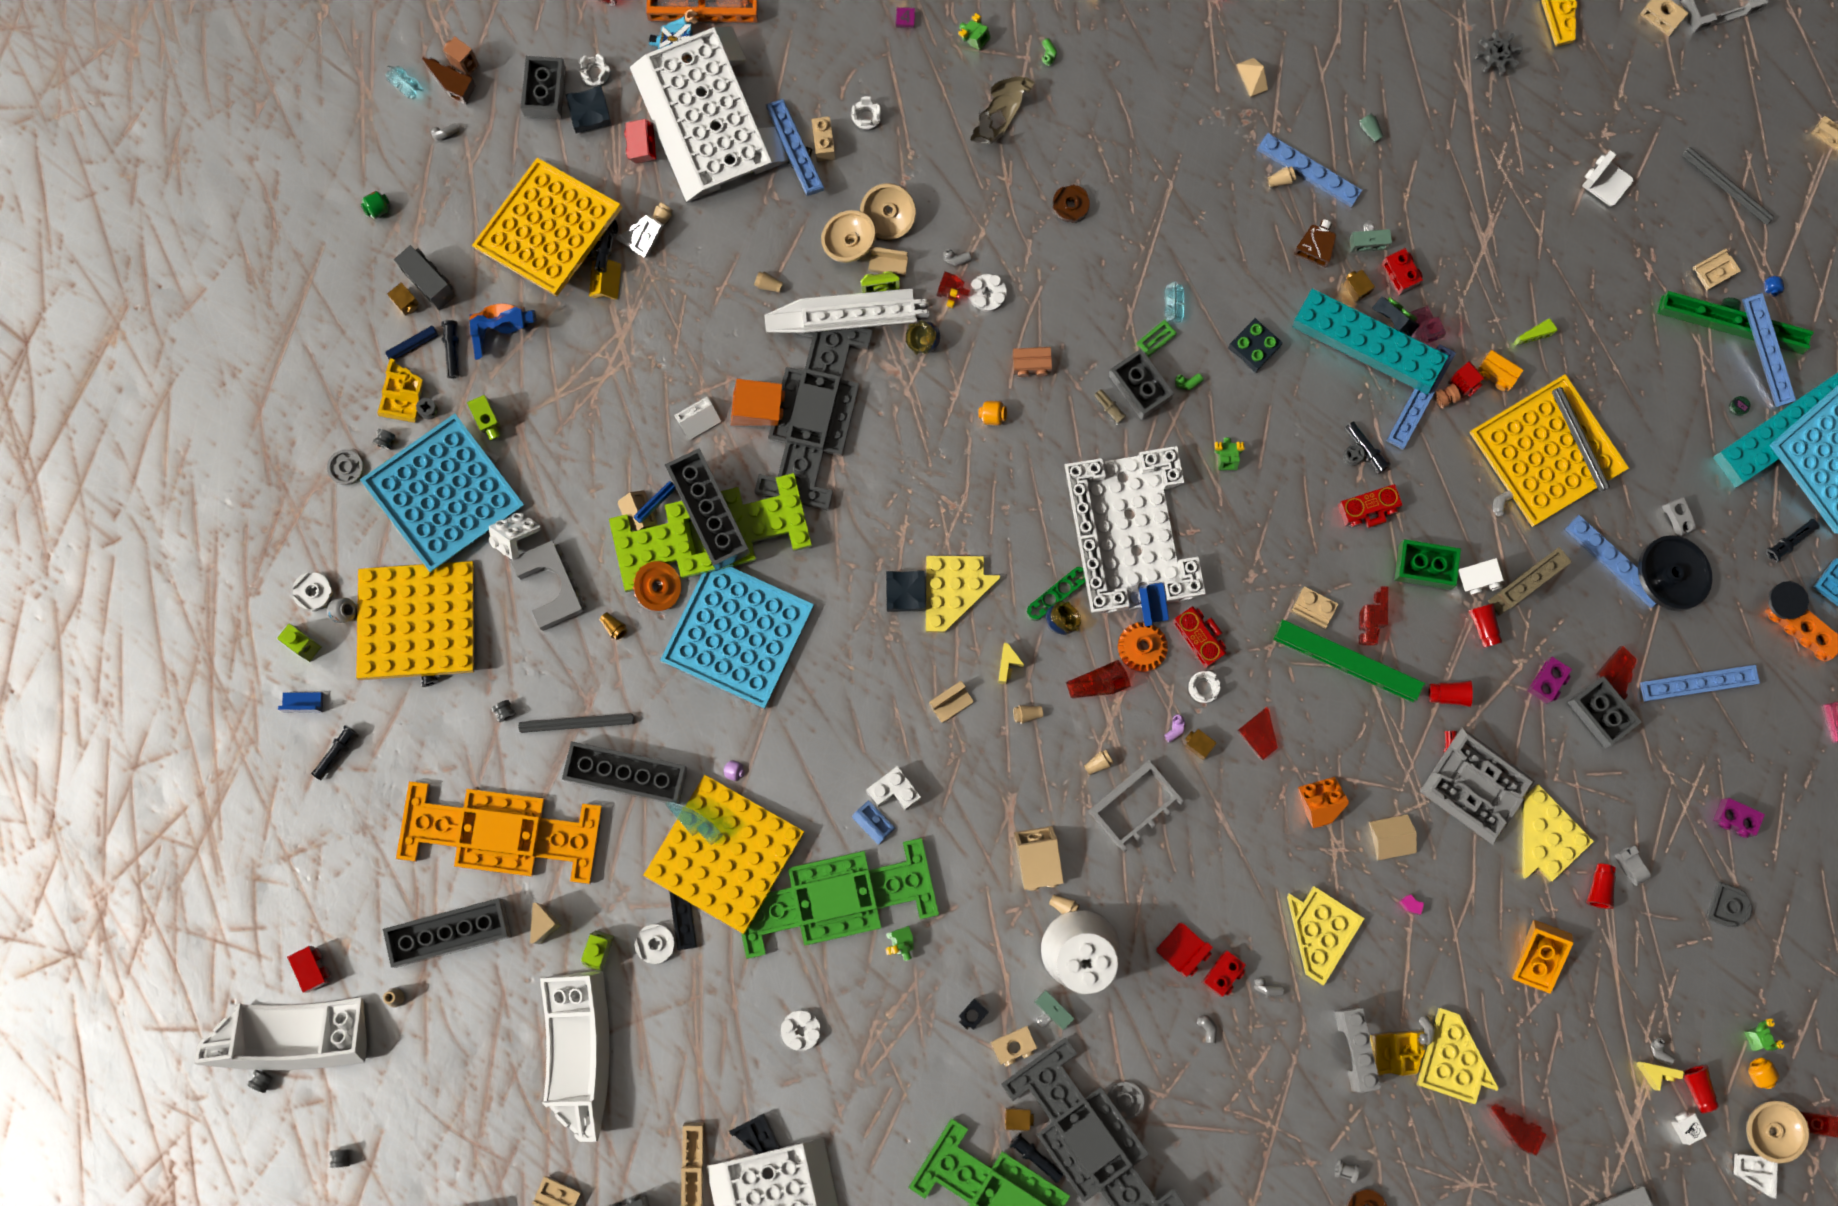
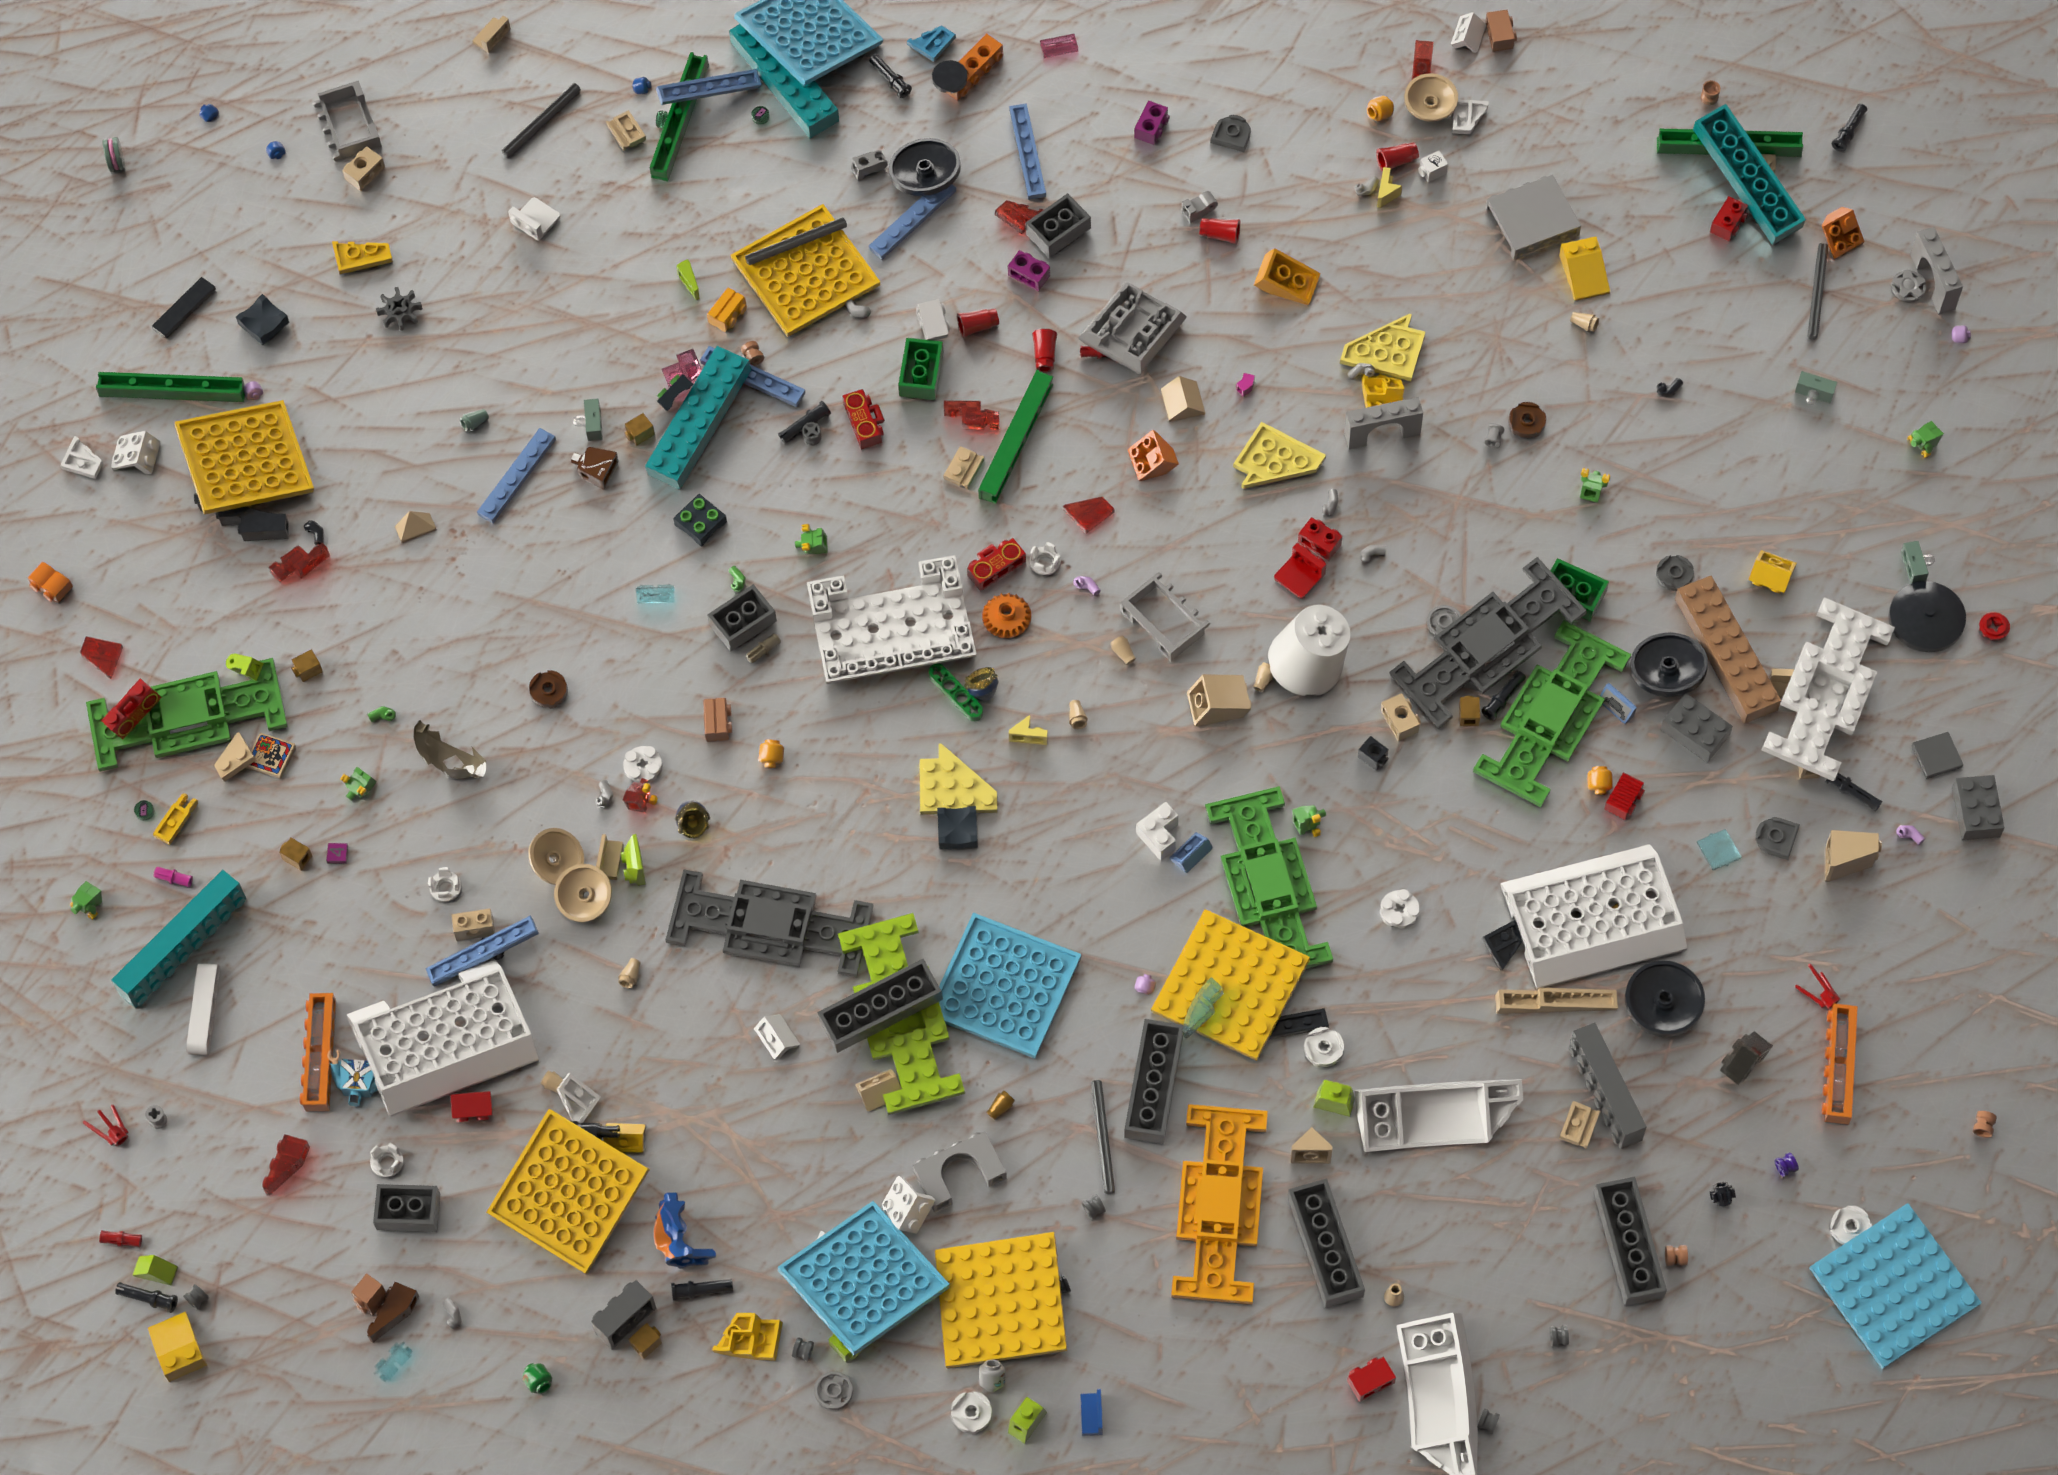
camera: 90 degrees left, 15 degrees down
(339, 745) = (1136, 1369): black pin -> none
(411, 343) = (694, 1331): dark blue axle -> none
(430, 411) = (768, 1312): dark grey wheel -> none
(482, 409) = (777, 1243): lime torso -> none
(588, 109) = (433, 1162): black brick -> none
(654, 502) = (869, 1068): blue axle -> none
(668, 586) = (958, 1060): orange gear -> none
(756, 403) = (764, 974): orange slope -> none
(847, 312) = (666, 893): white hinge -> none
(951, 702) = (1067, 785): tan panel -> none
(1052, 1011) = (1365, 684): sand green piece -> none
(1101, 681) = (1043, 645): clear red slope -> none
(1145, 348) = (701, 620): bright green tile -> none
(1153, 603) = (965, 603): blue panel -> none
(1199, 743) = (1101, 562): pearl gold brick -> none
(1282, 177) = (524, 496): tan cone -> none
(1402, 271) = (625, 391): red brick -> none
(1467, 380) = (737, 333): red brick -> none
(1522, 1135) = (1448, 298): clear red slope -> none
(1529, 581) = (936, 280): dark tan fence -> none
(1549, 835) = (1176, 273): light yellow wing -> none
(1761, 1037) = (1348, 108): bright green piece -> none

